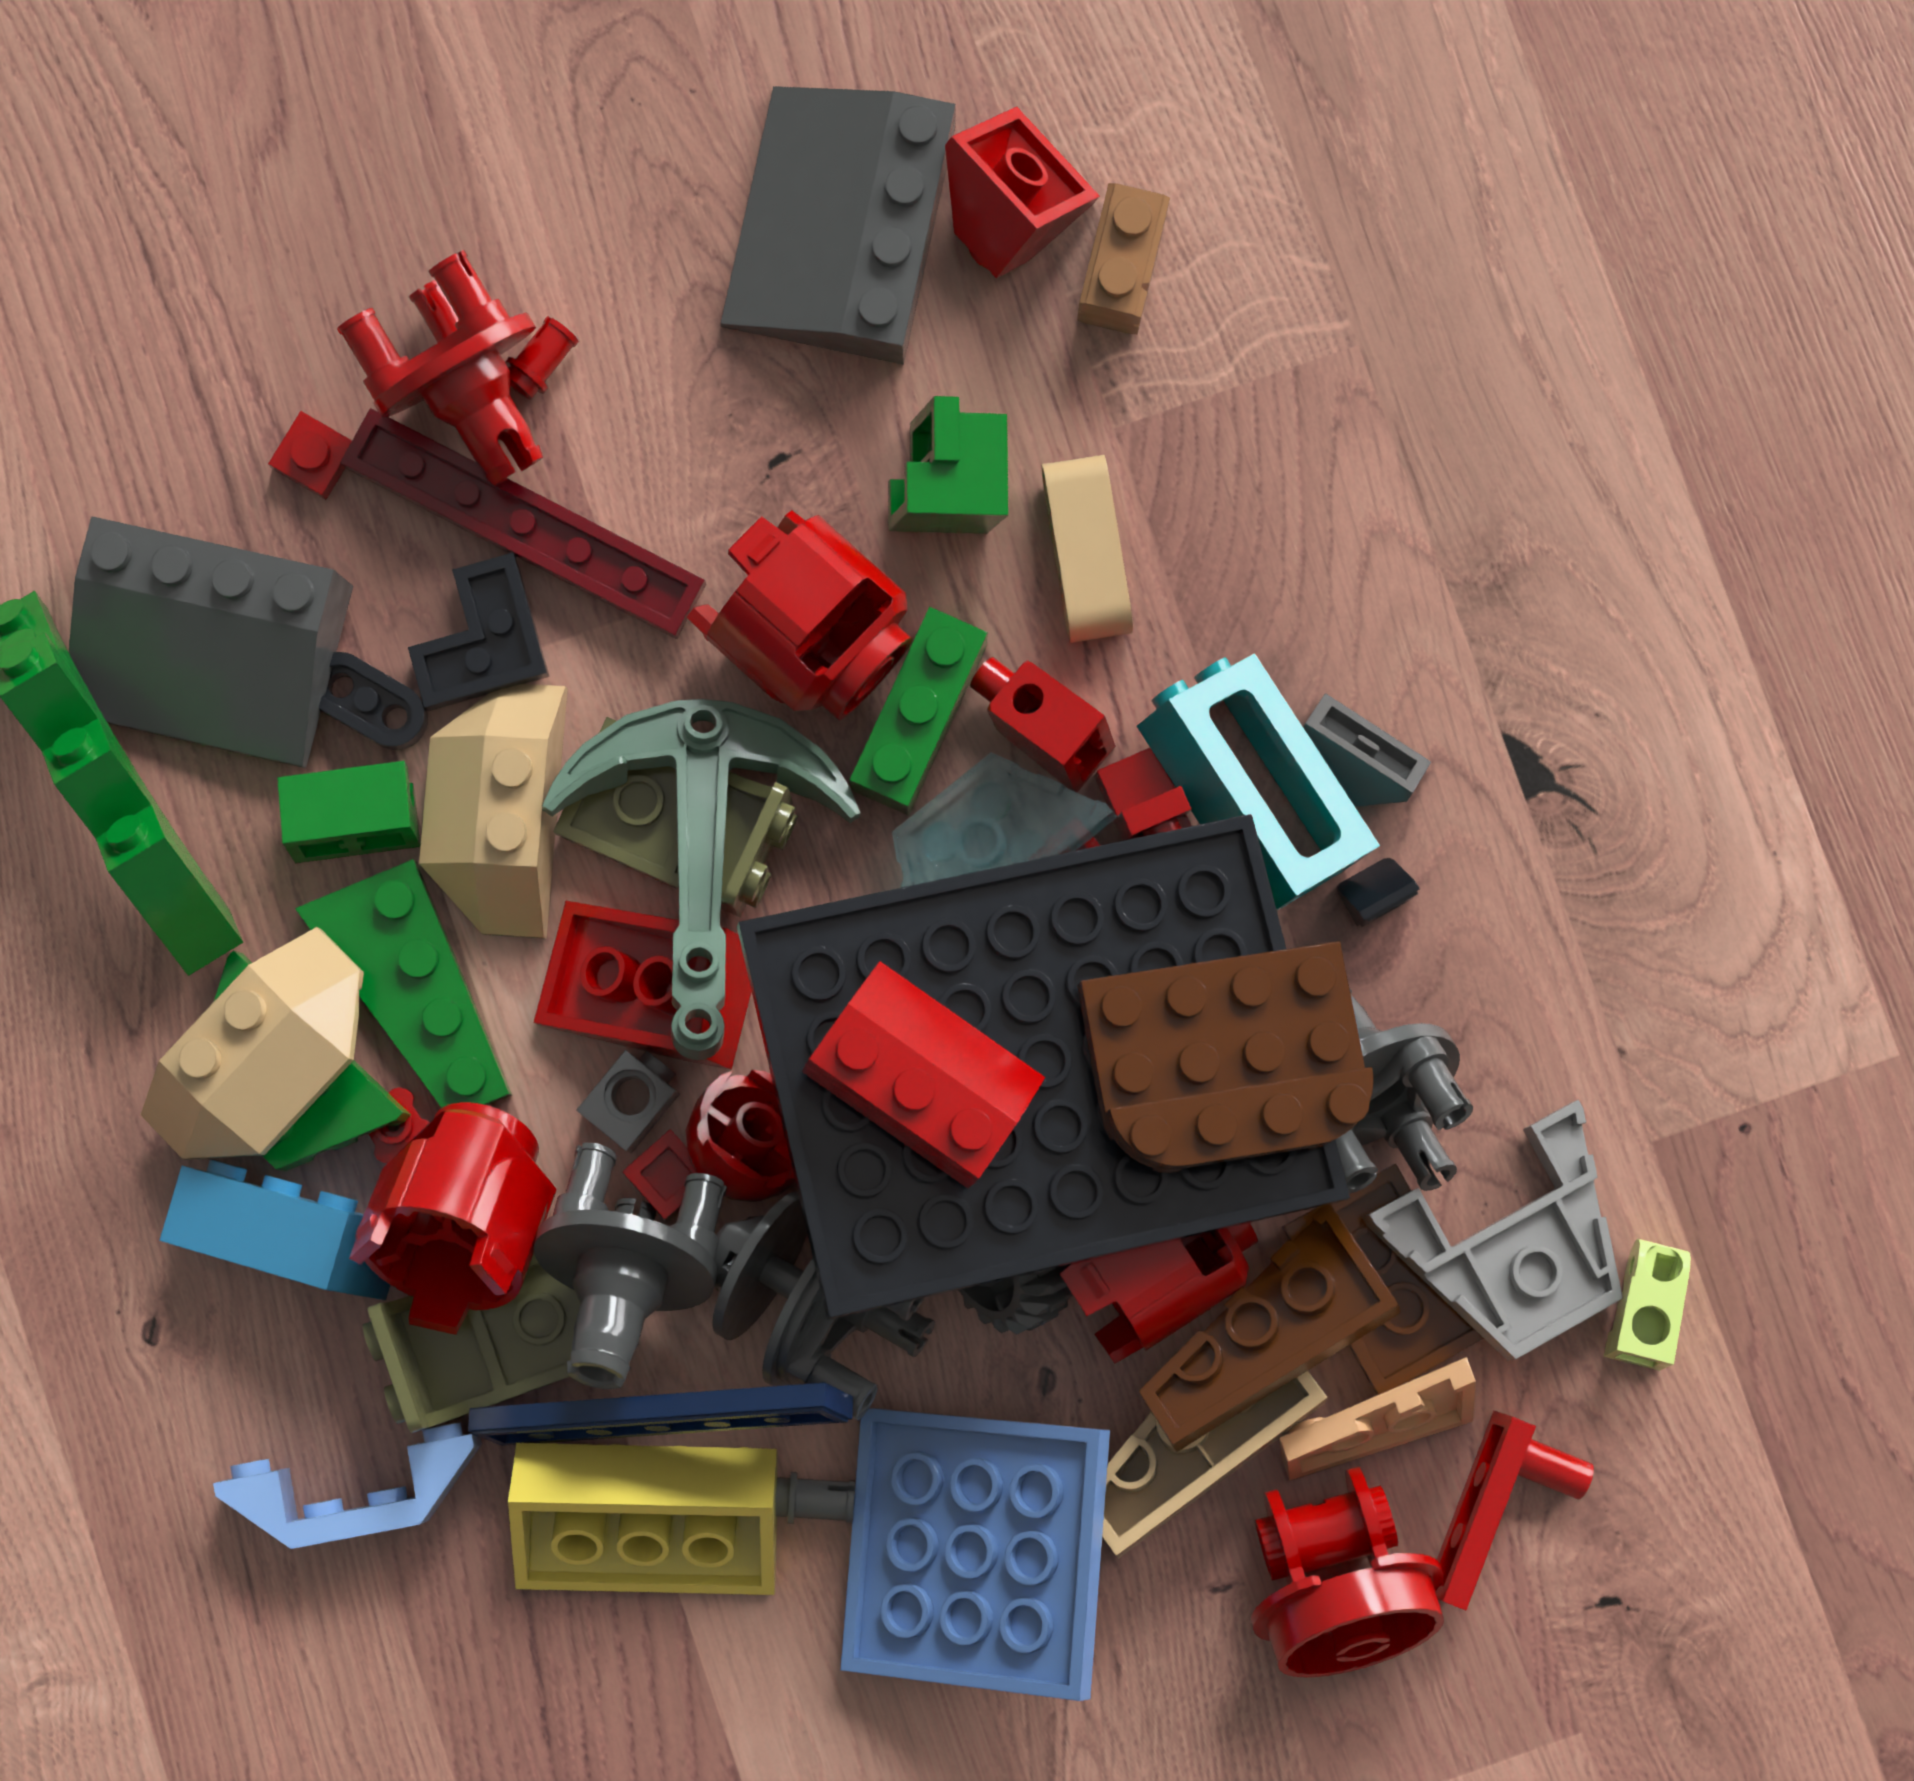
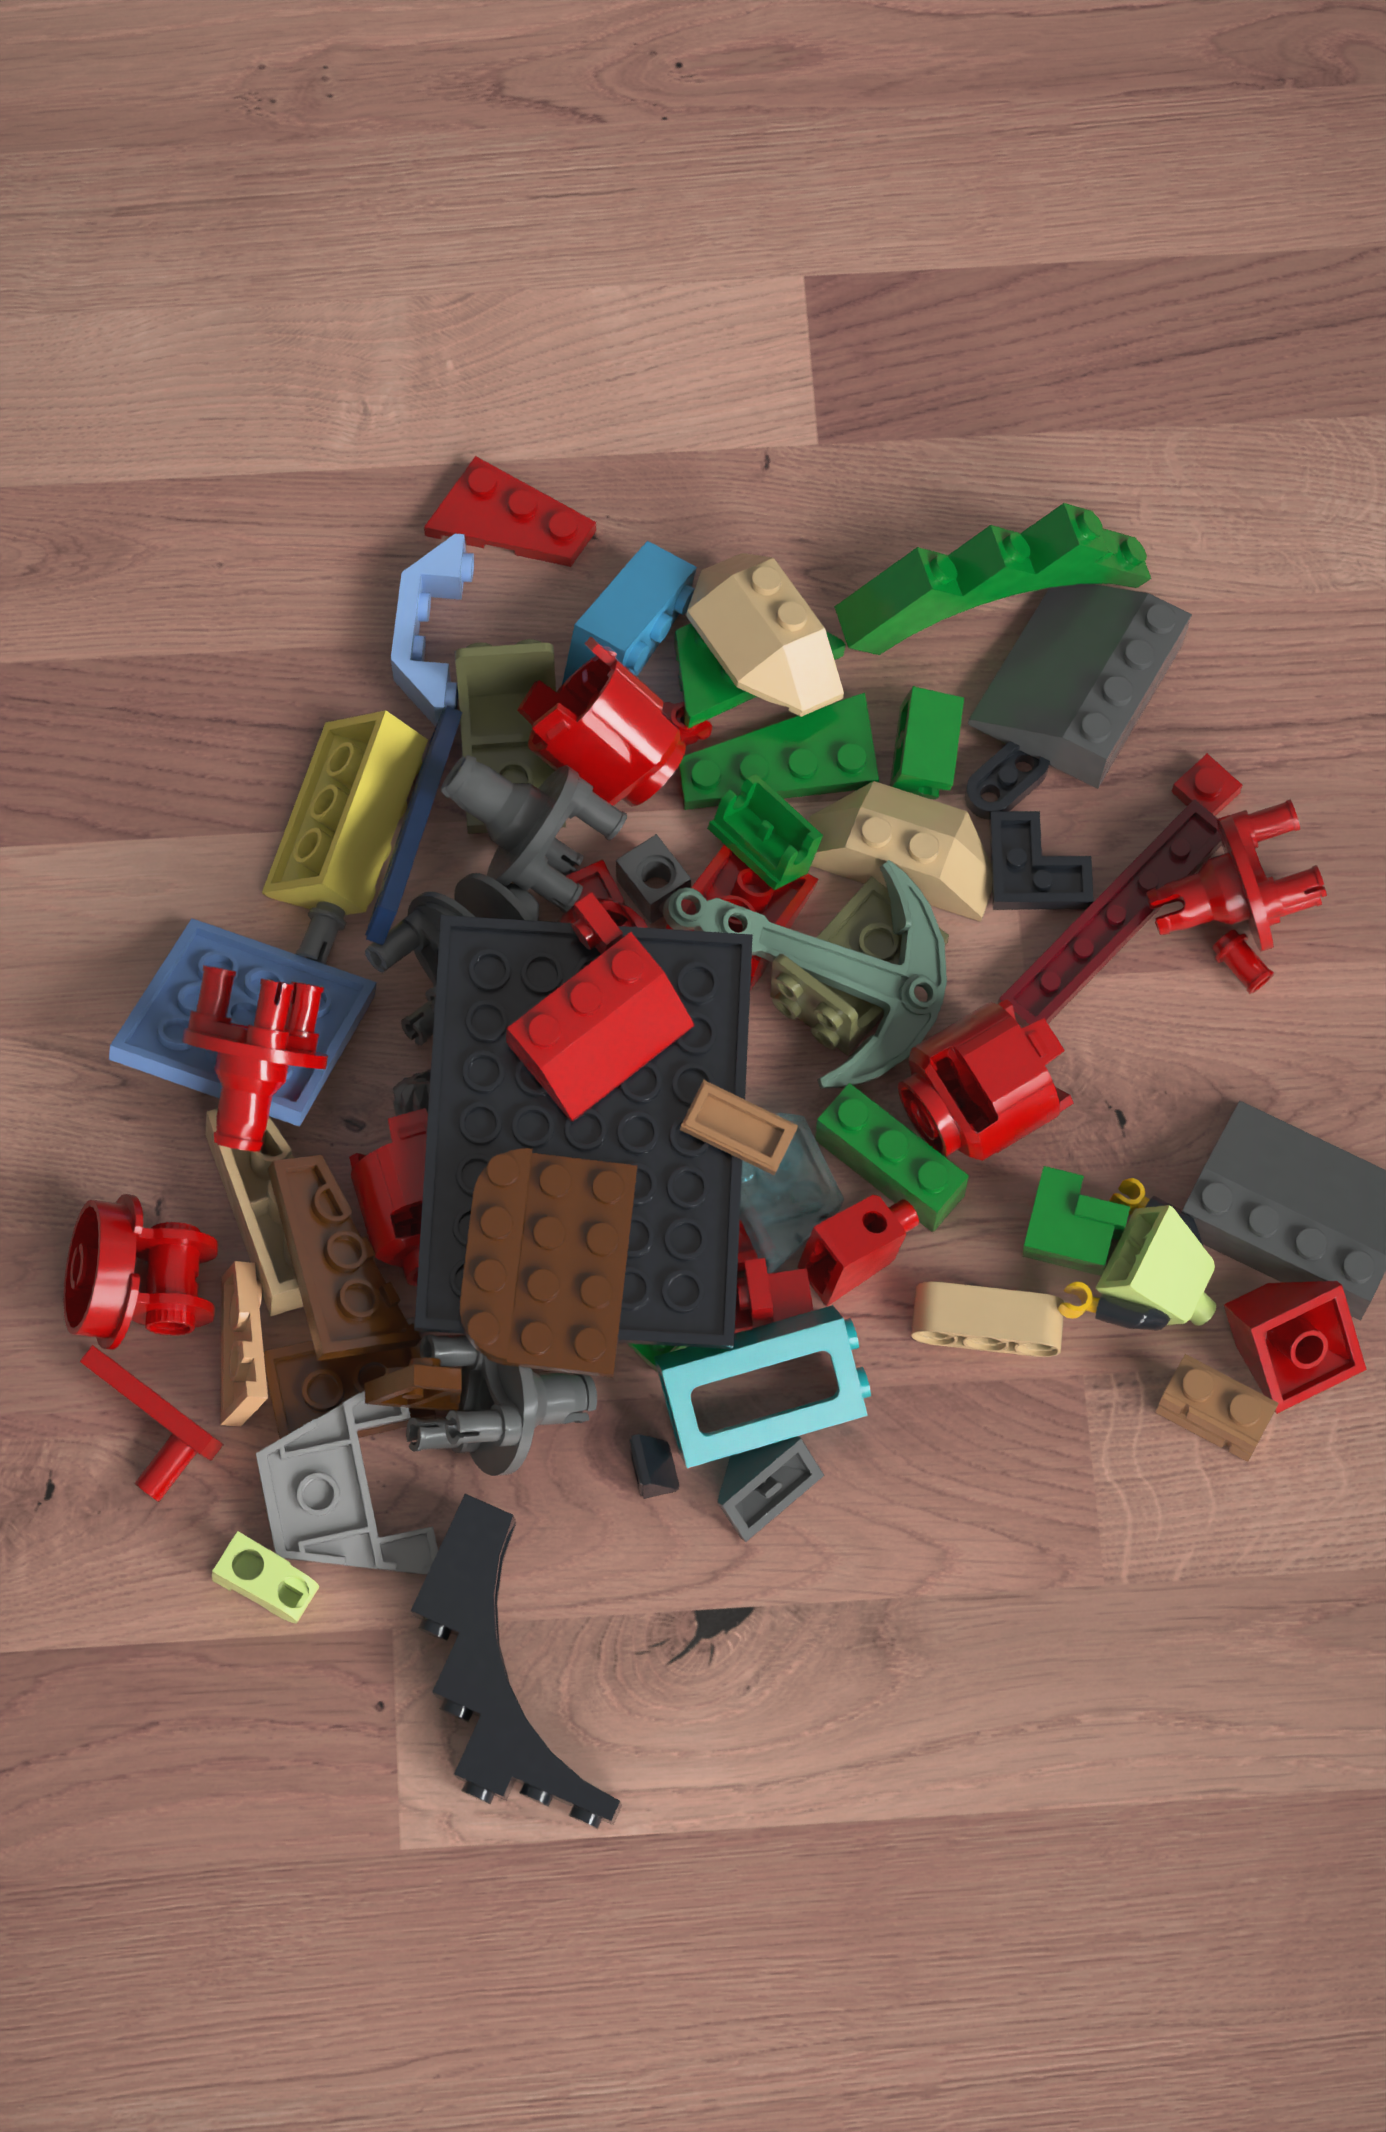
camera: 105 degrees right, 15 degrees down
(153, 1443) = (510, 515): none -> red wing
(532, 976) = (766, 833): none -> green hinge
(800, 1113) = (594, 924): none -> red plate
(987, 358) = (1154, 1271): none -> yellowish green torso
(991, 873) = (738, 1127): none -> medium nougat tile
(1055, 1508) = (254, 1057): none -> red piece
(1403, 1181) = (418, 1386): none -> reddish brown wing
(1704, 1018) = (504, 1747): none -> black arch

